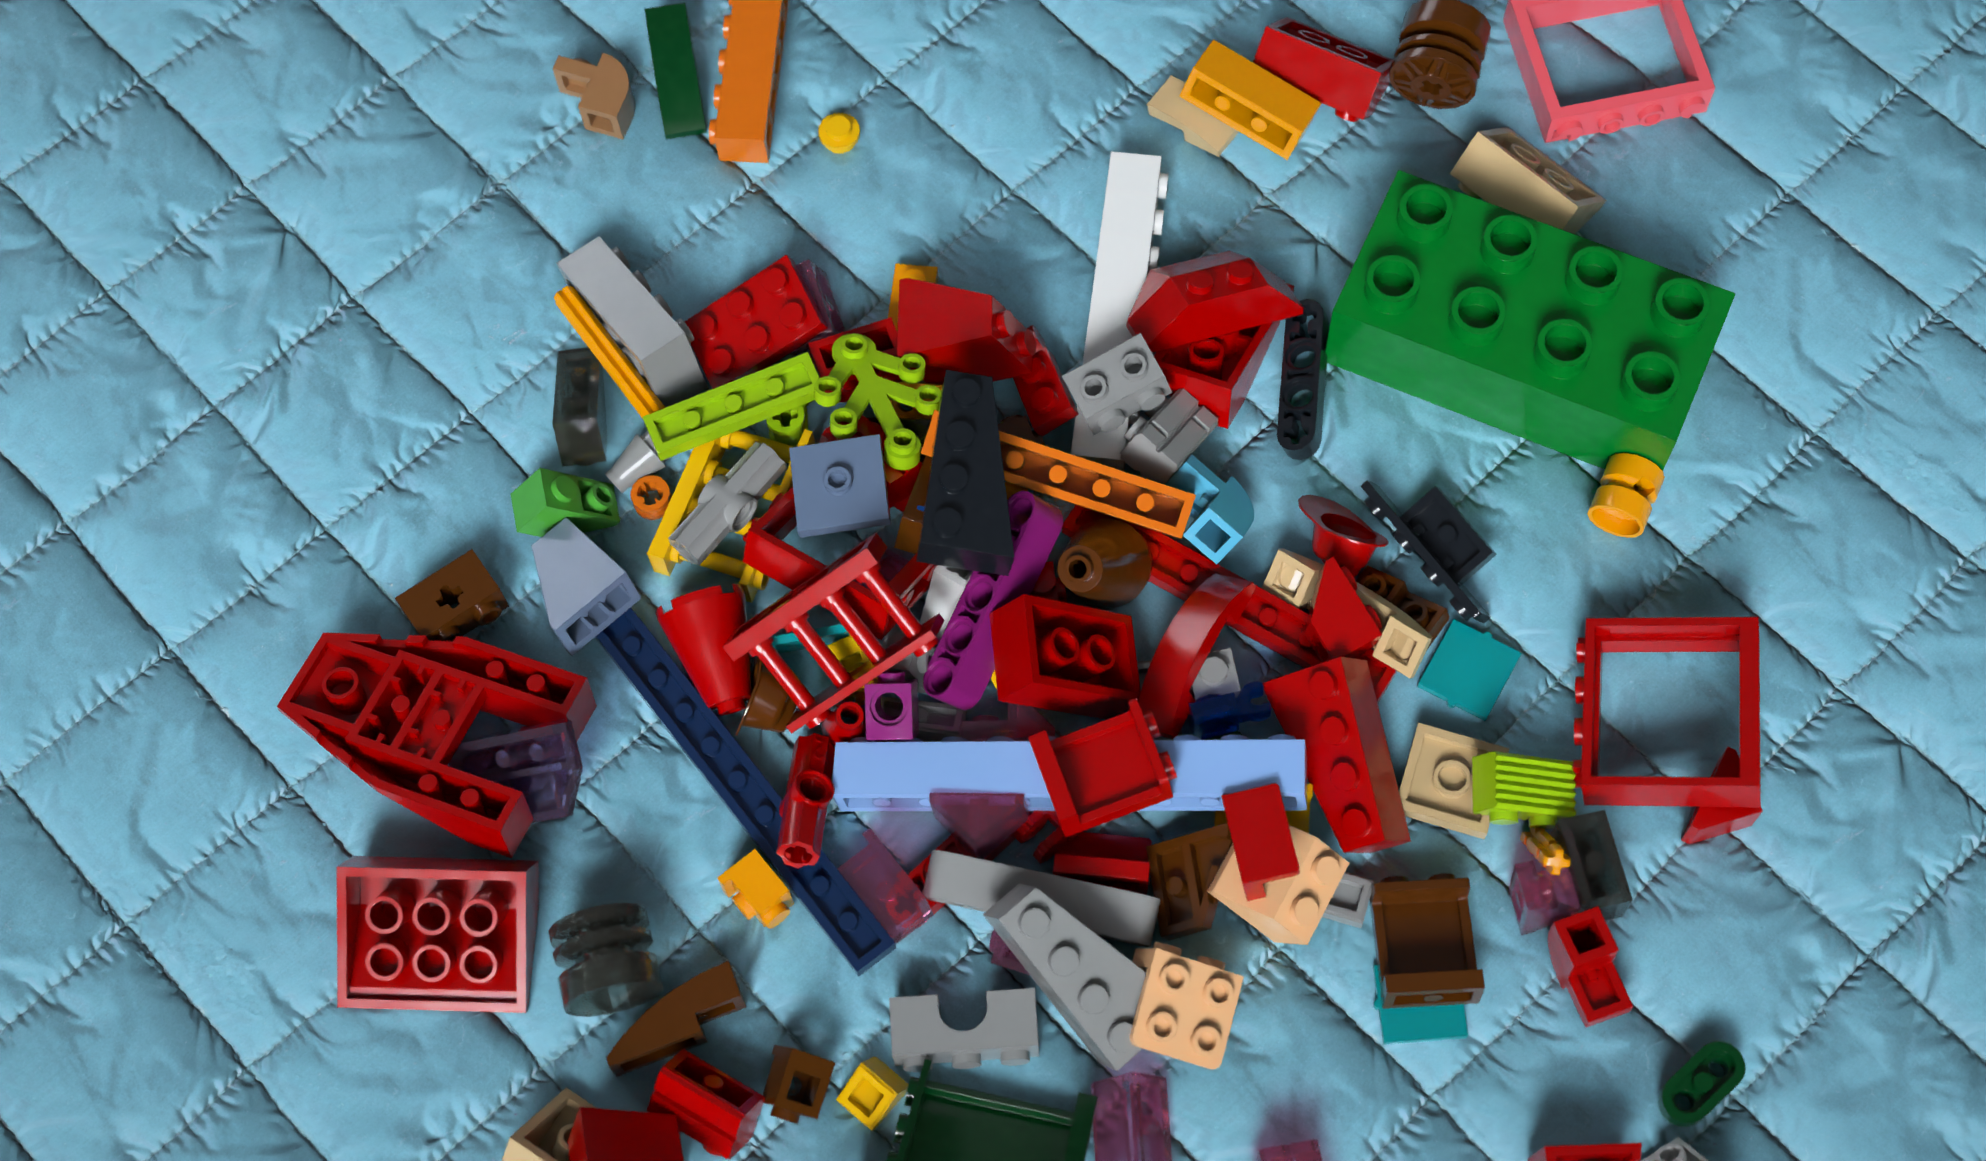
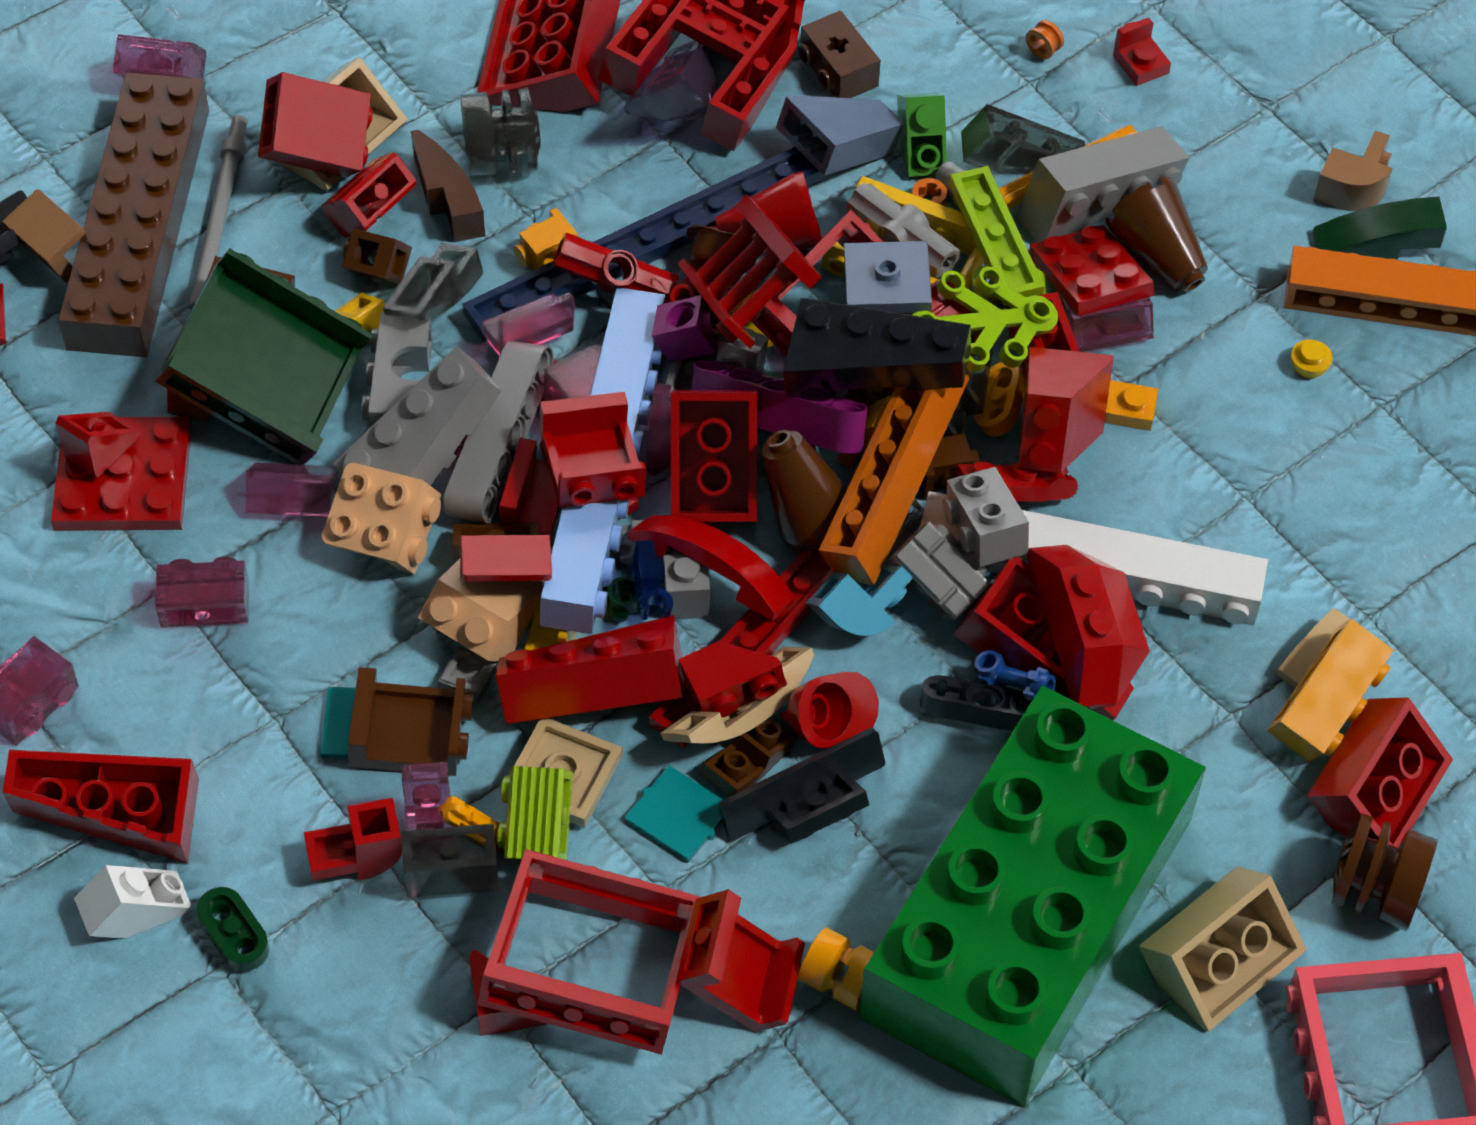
camera: 90 degrees right, 10 degrees down
(417, 393) = (1044, 39): none -> orange bush
(433, 300) = (1139, 53): none -> red bracket
(700, 262) = (1161, 234): none -> reddish brown cone
(846, 1001) = (435, 283): none -> clear smoke slope
(1265, 389) = (993, 670): none -> blue bar
(1654, 574) = (739, 964): none -> red panel

